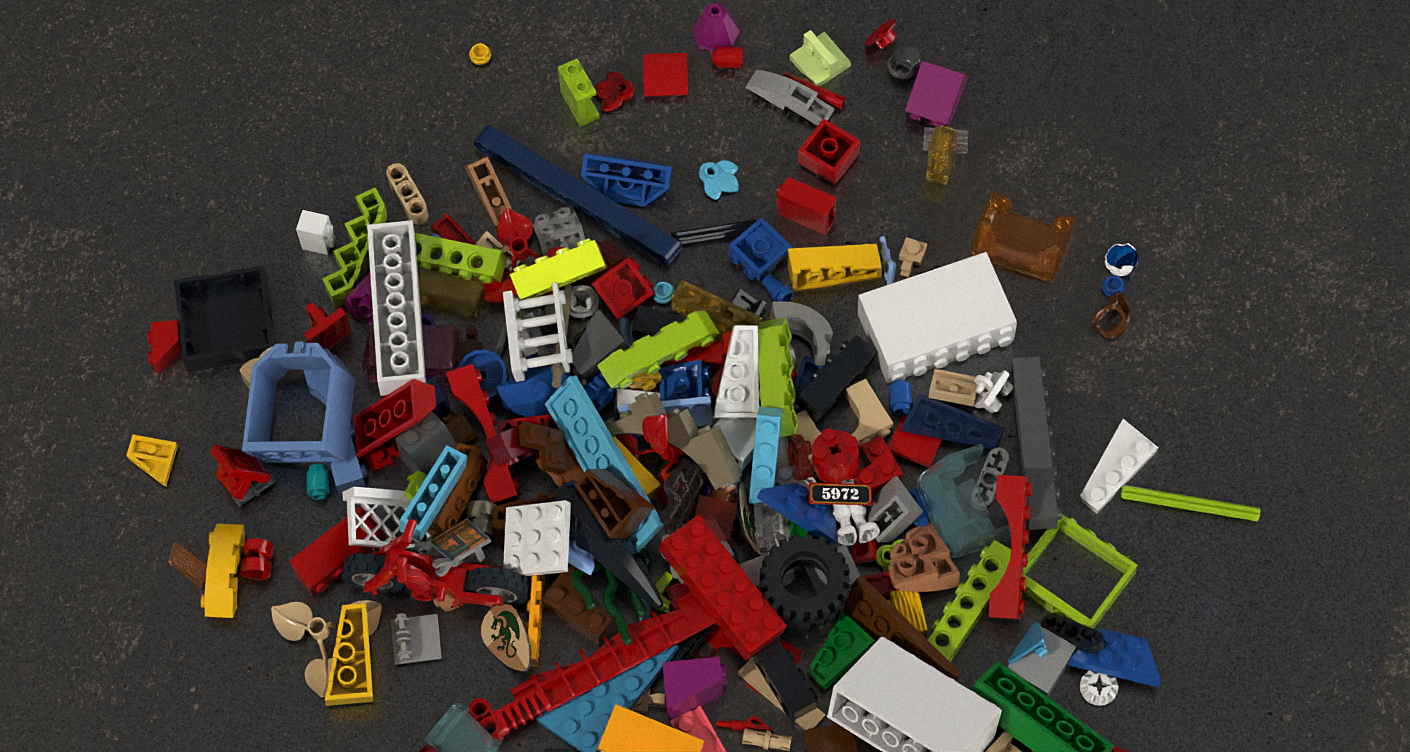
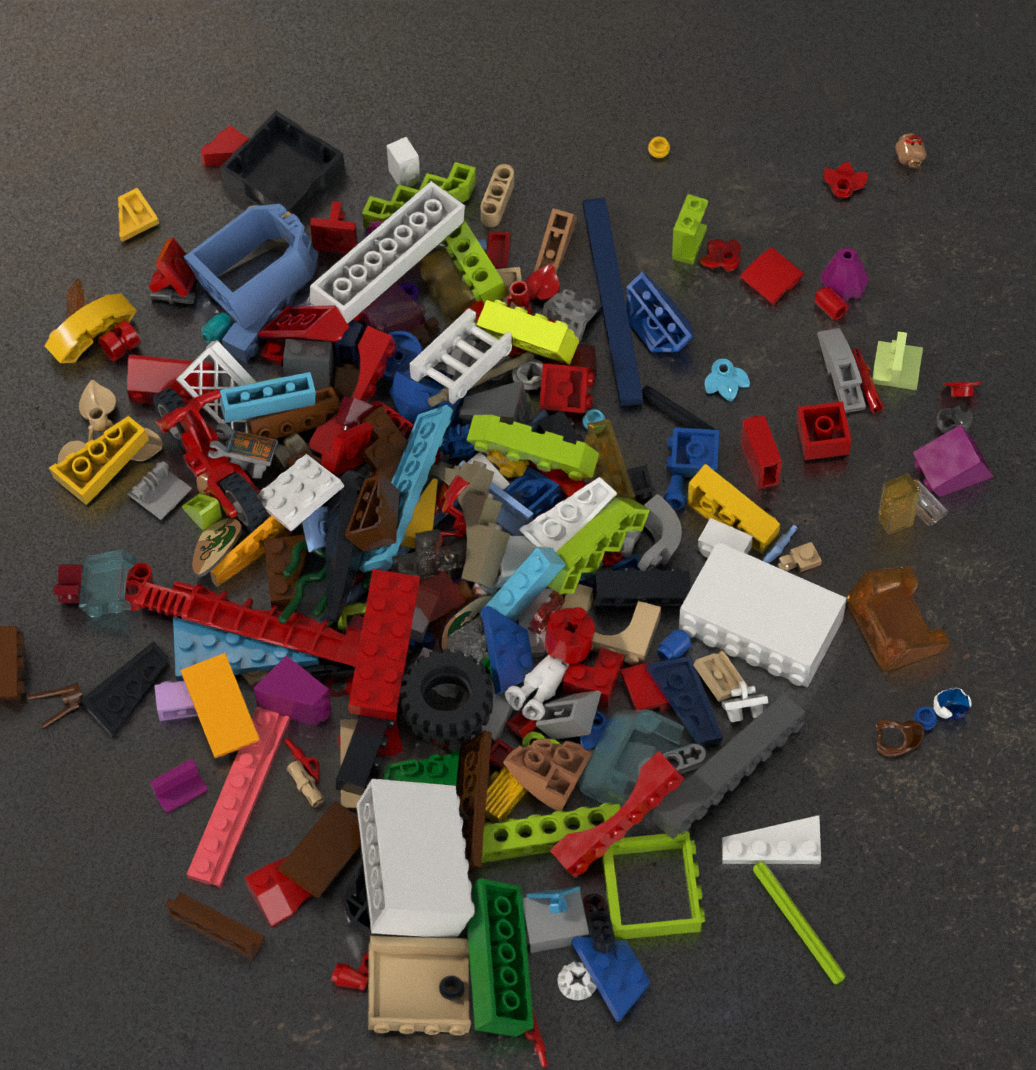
camera: 45 degrees right, 5 degrees down
(464, 621) = (203, 510): none -> lime slope
(530, 476) = (346, 449): none -> red plate
(840, 493) = (545, 665): sticker -> none
(844, 292) = (724, 534): none -> white brick

